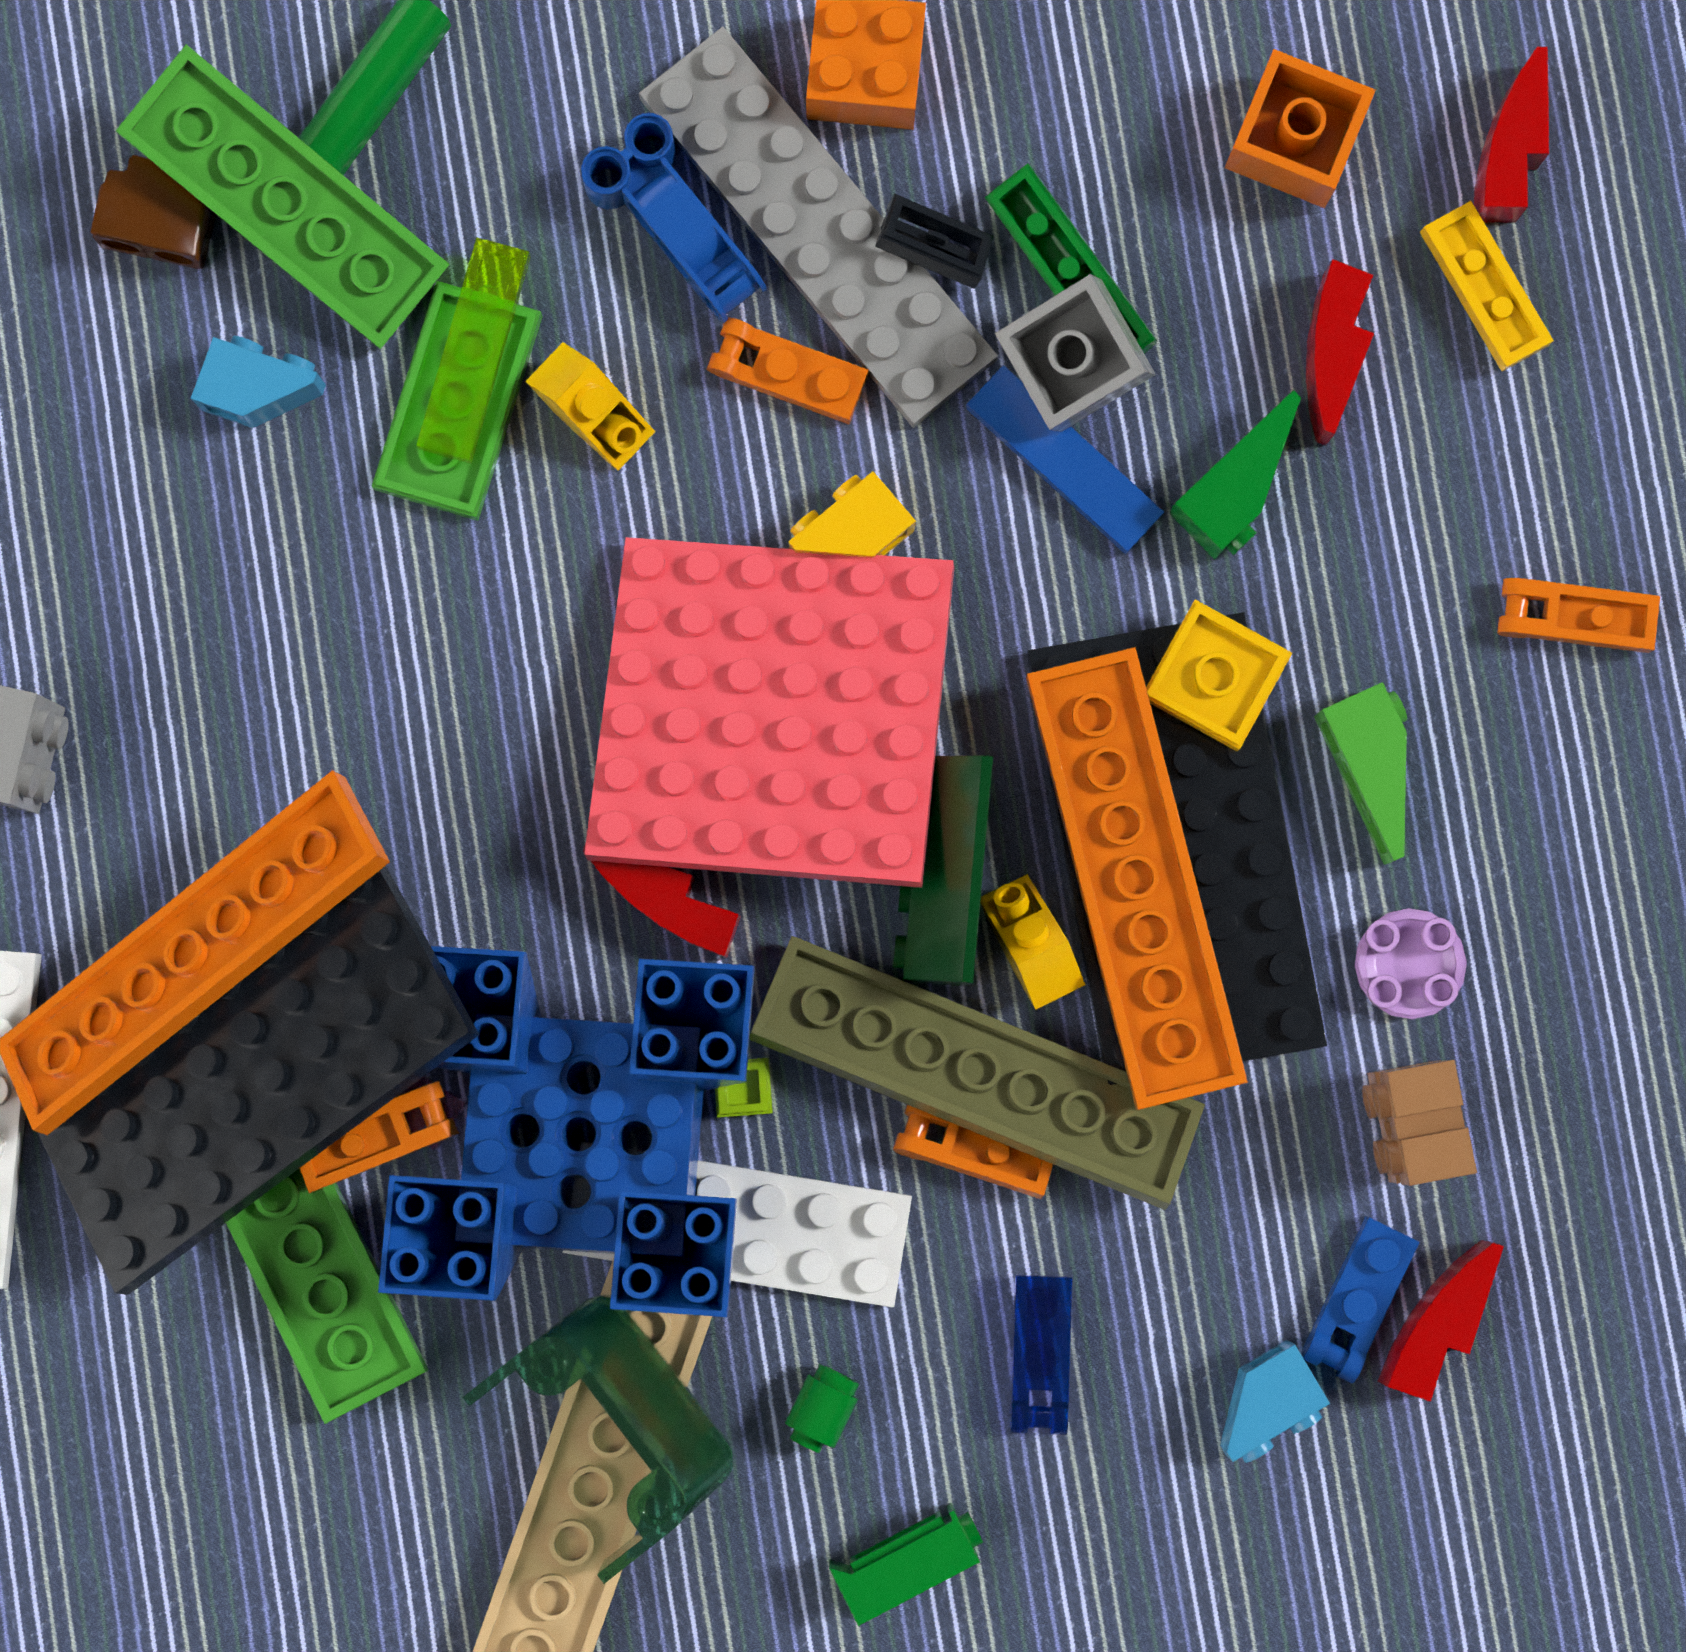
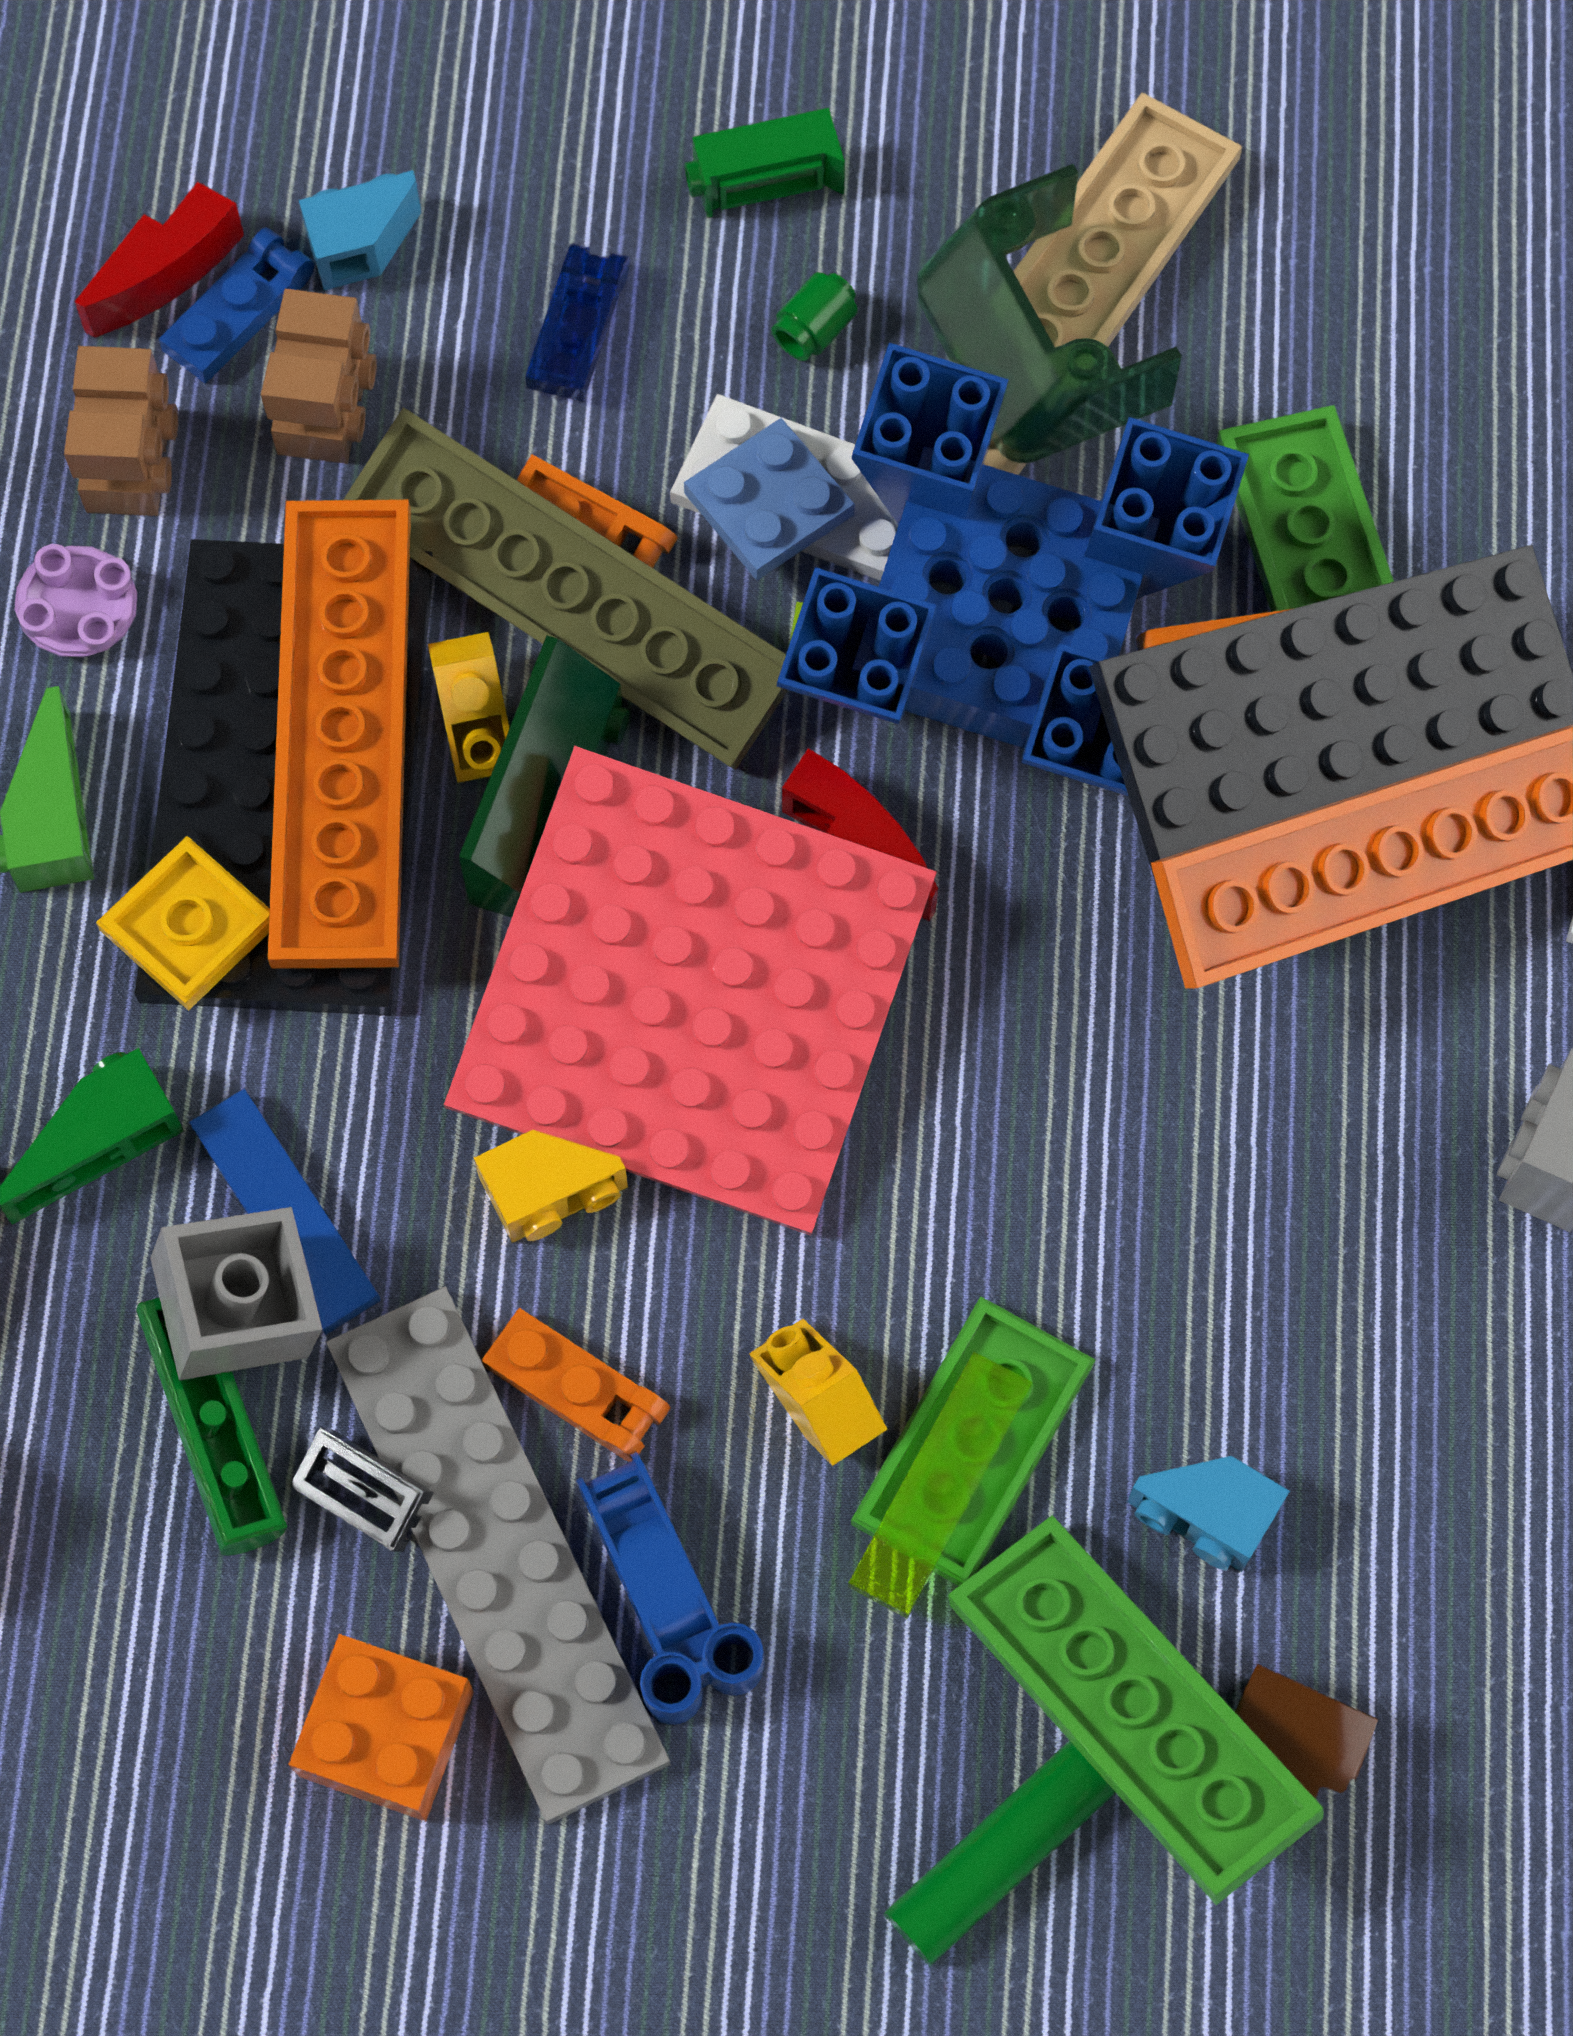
camera: 165 degrees left, 15 degrees down
(818, 1199) = (769, 498): none -> medium blue plate
(1257, 1221) = (318, 376): none -> medium nougat brick

